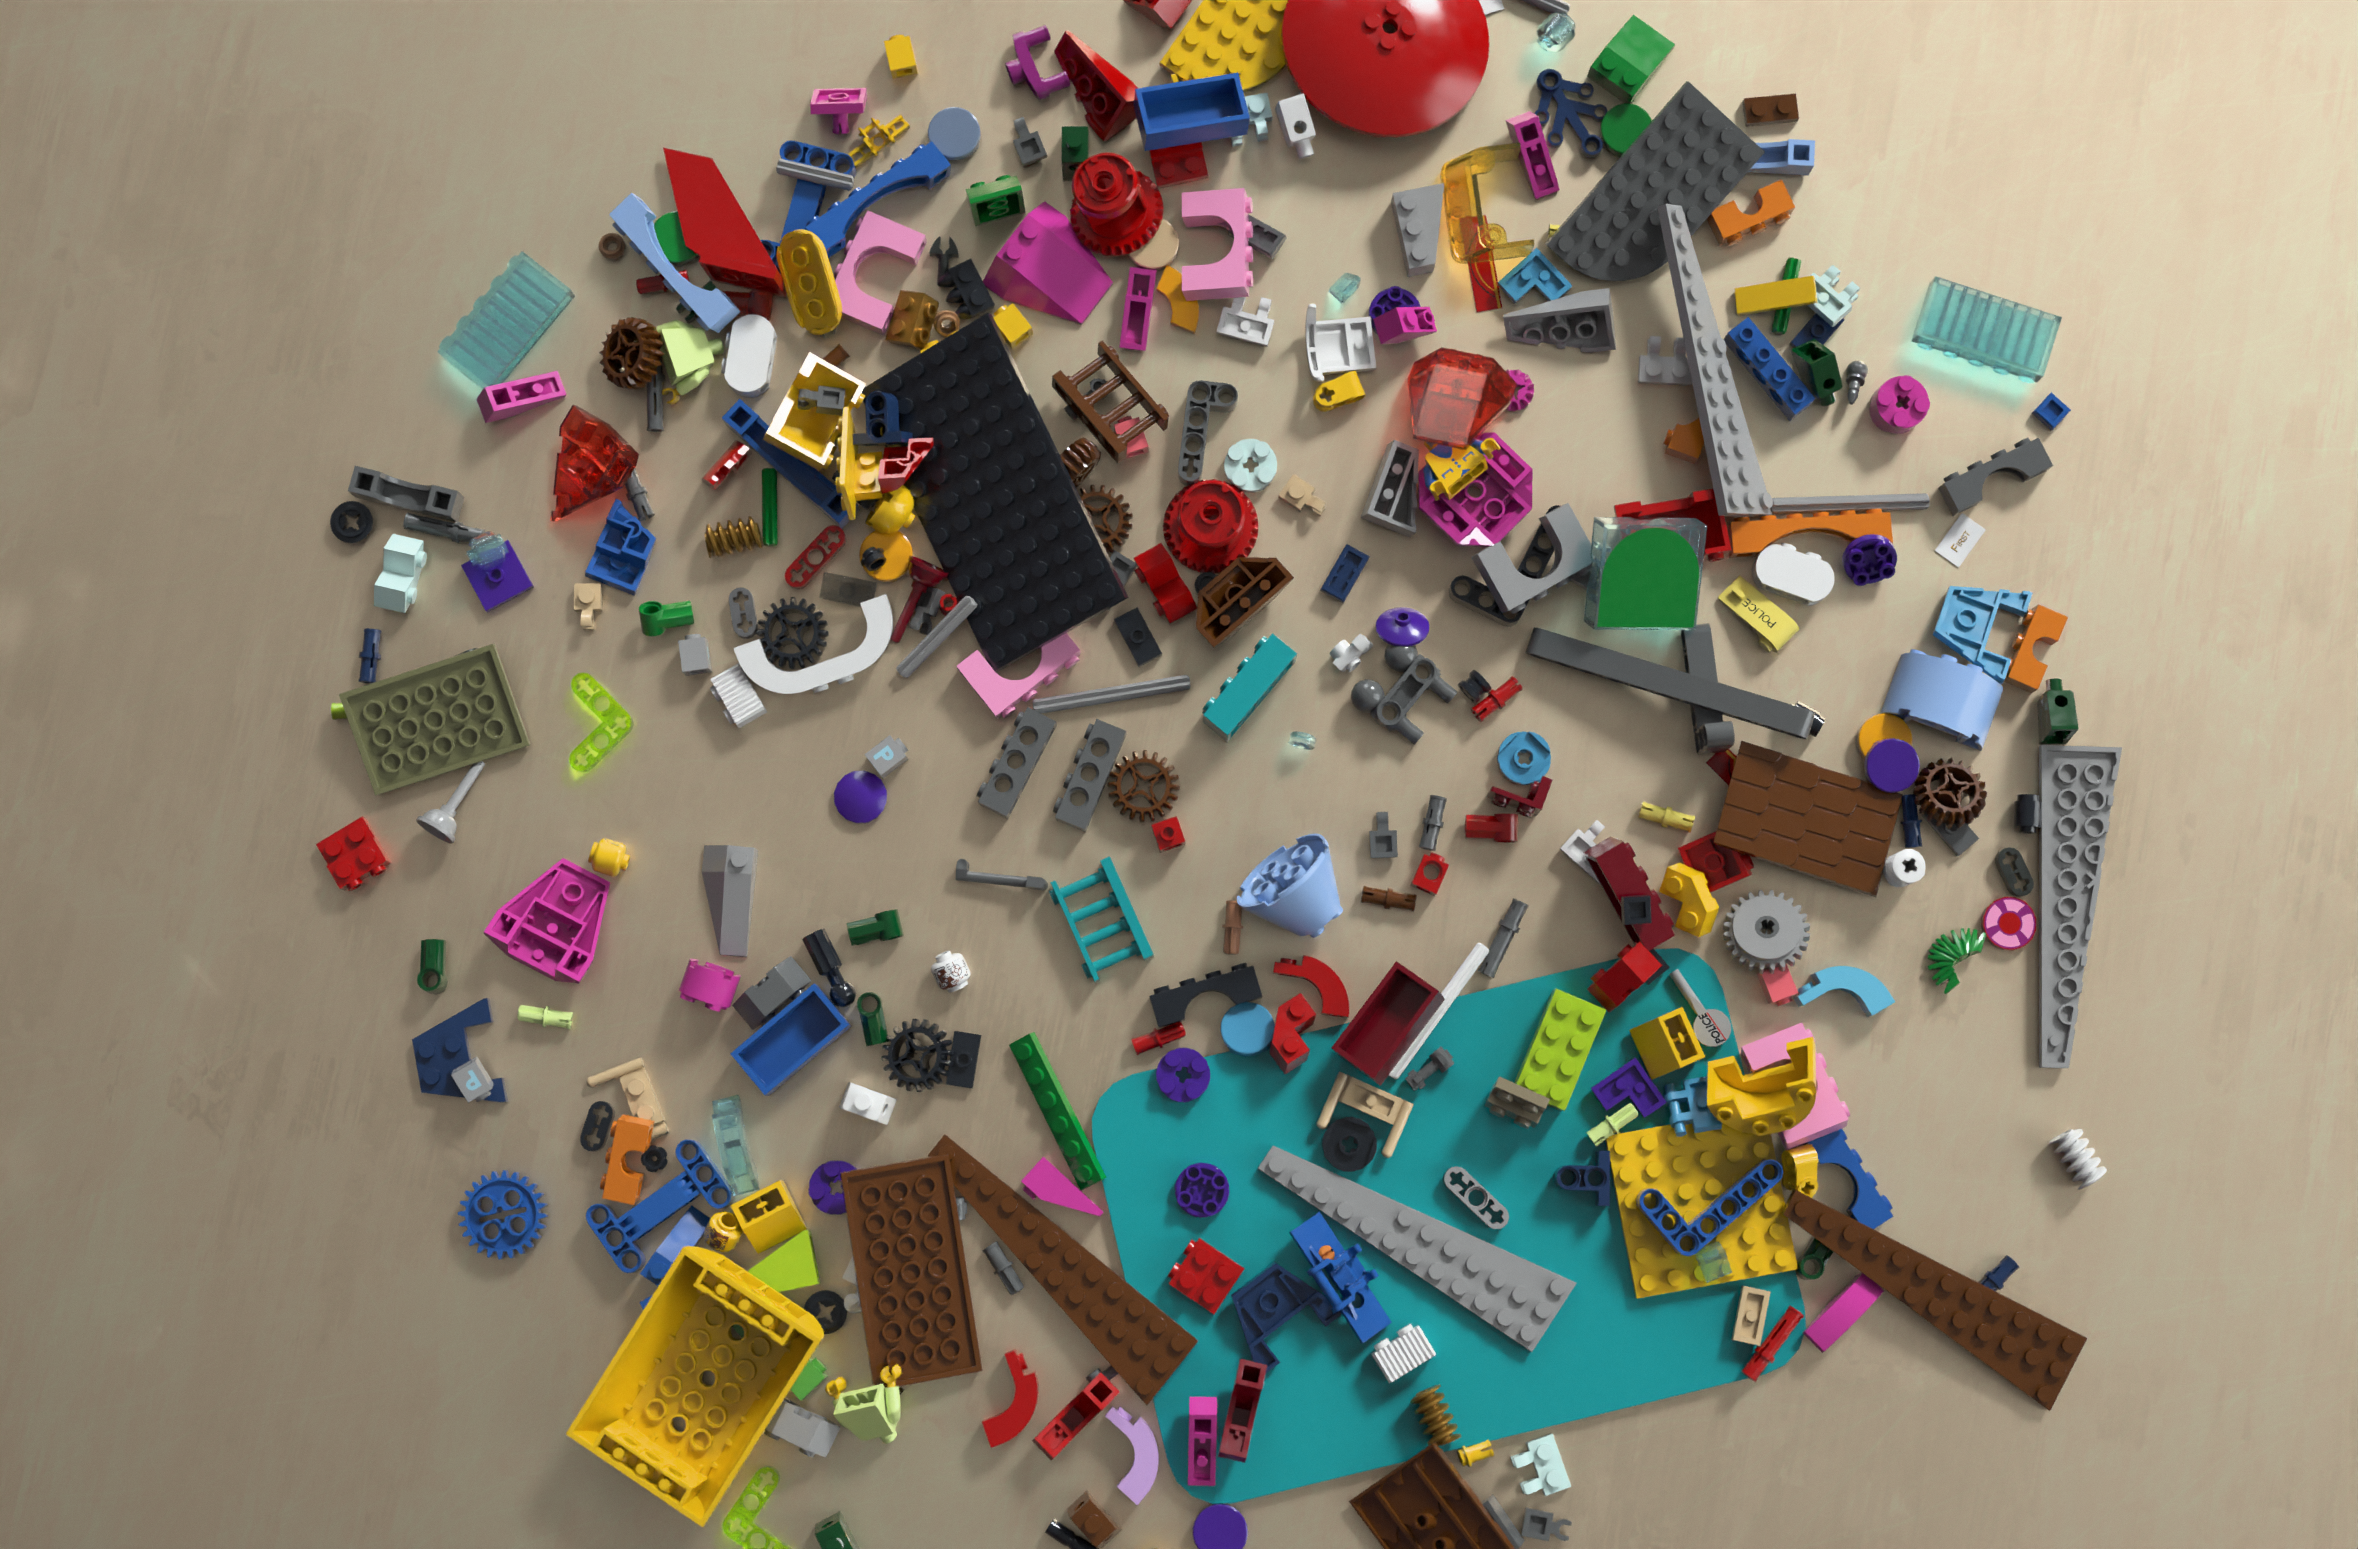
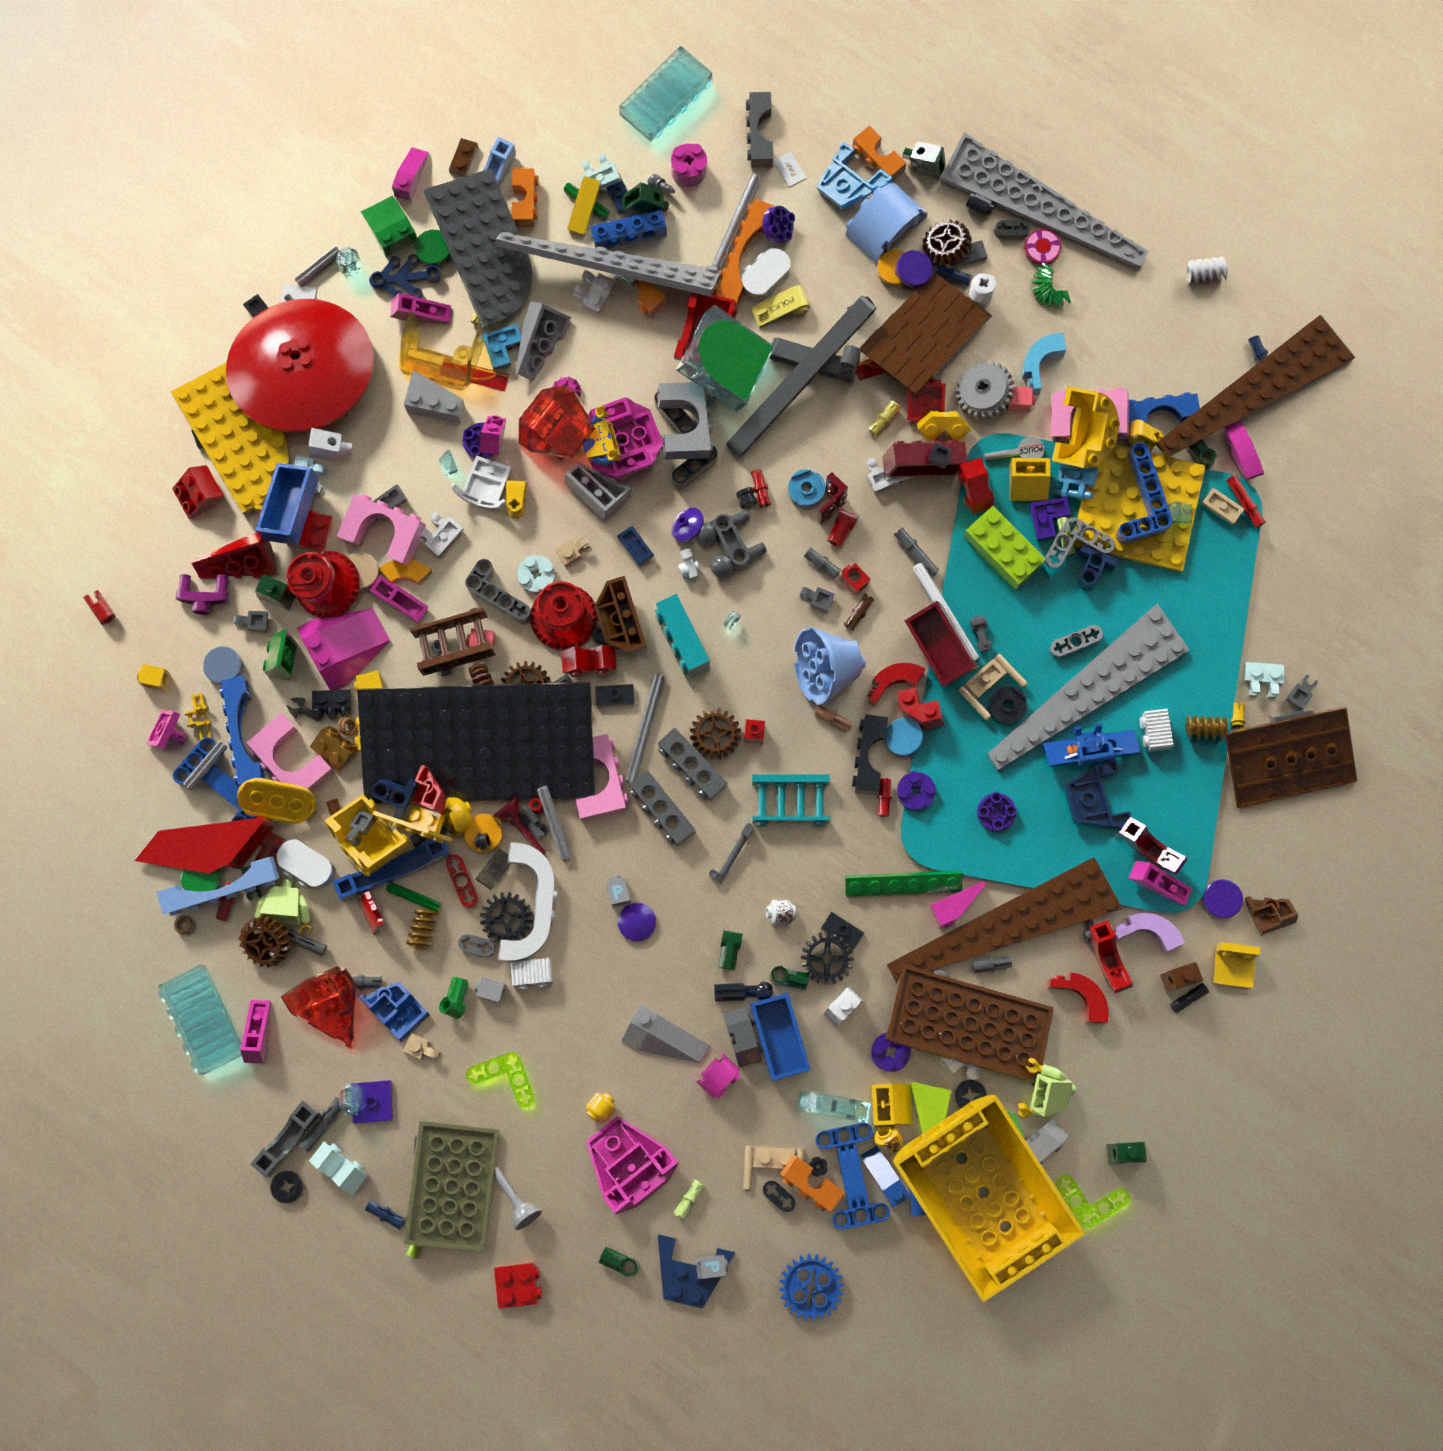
camera: 65 degrees left, 5 degrees down
(1205, 1275) = (1052, 834): red plate -> none
(1516, 1102) = (1027, 587): dark tan plate -> none
(1619, 1139) = (1079, 535): none -> light grey beam
(1714, 51) = (409, 174): none -> dark pink slope
(2051, 411) = (735, 80): blue tile -> none

